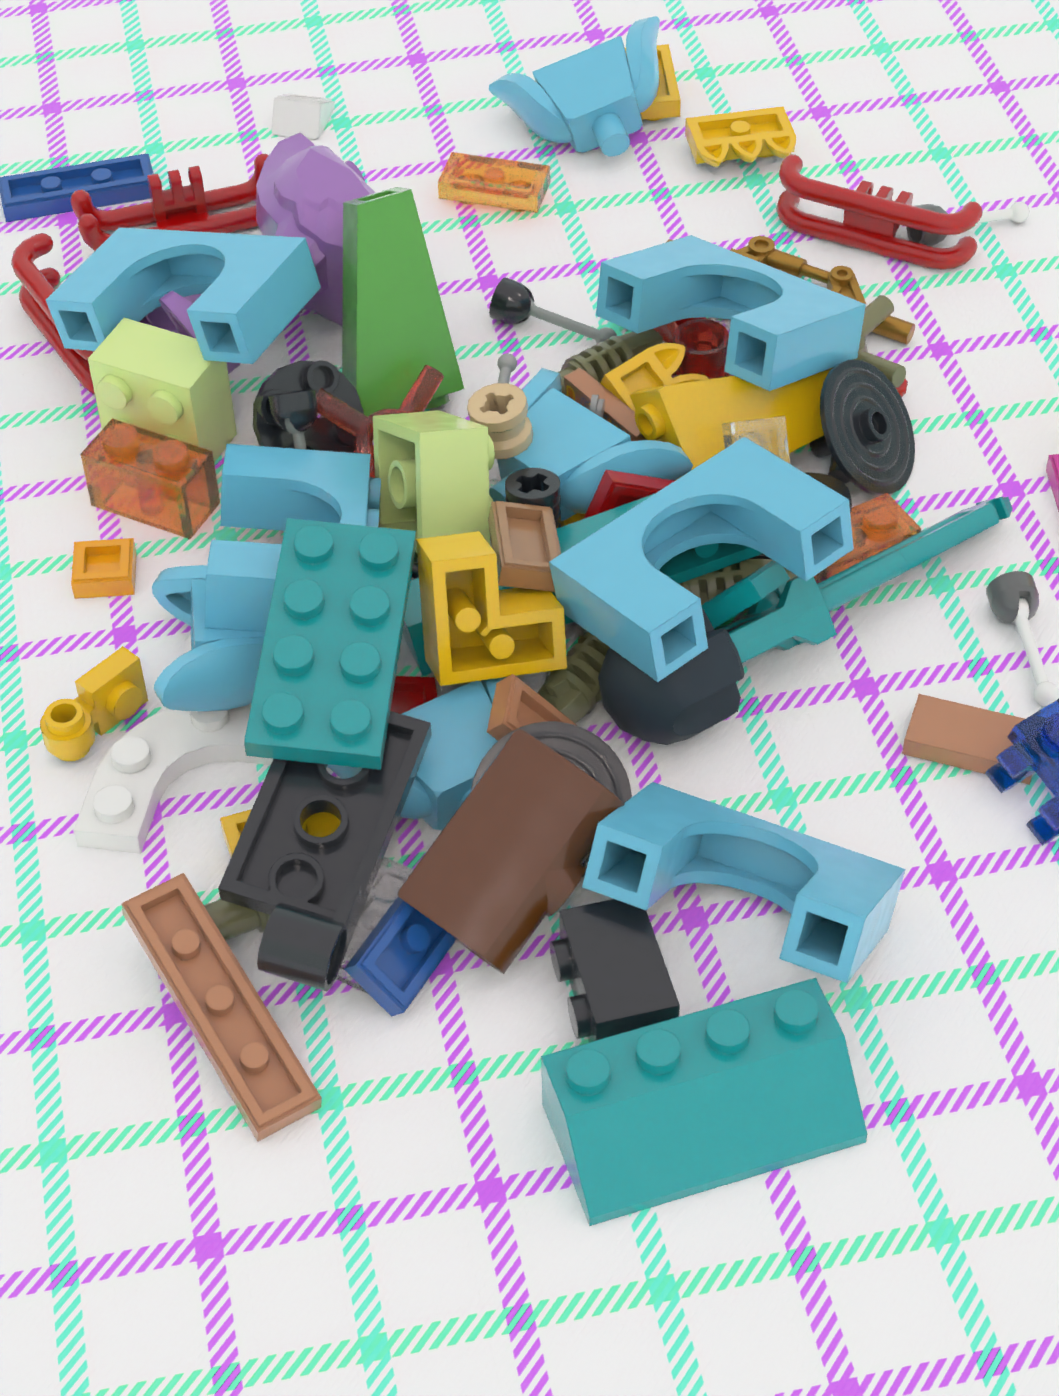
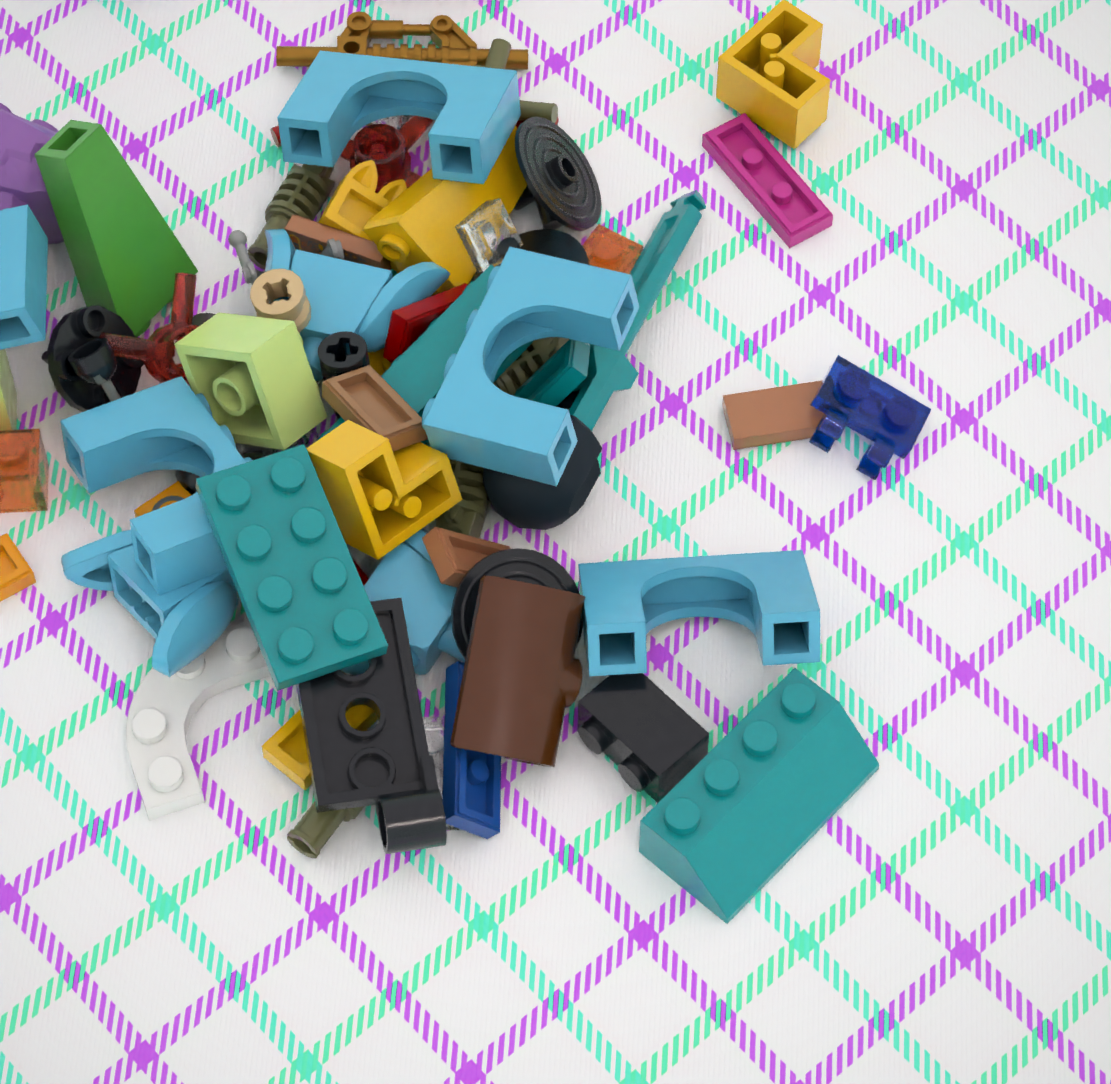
camera: 30 degrees left, 10 degrees up
(105, 698) = (95, 681): yellow plate -> none
(221, 1007) = (366, 893): nougat tile -> none
(494, 182) = (82, 45): clear orange plate -> none
(515, 303) = (183, 166): black hinge -> none
(1016, 600) = (749, 283): hinge -> none

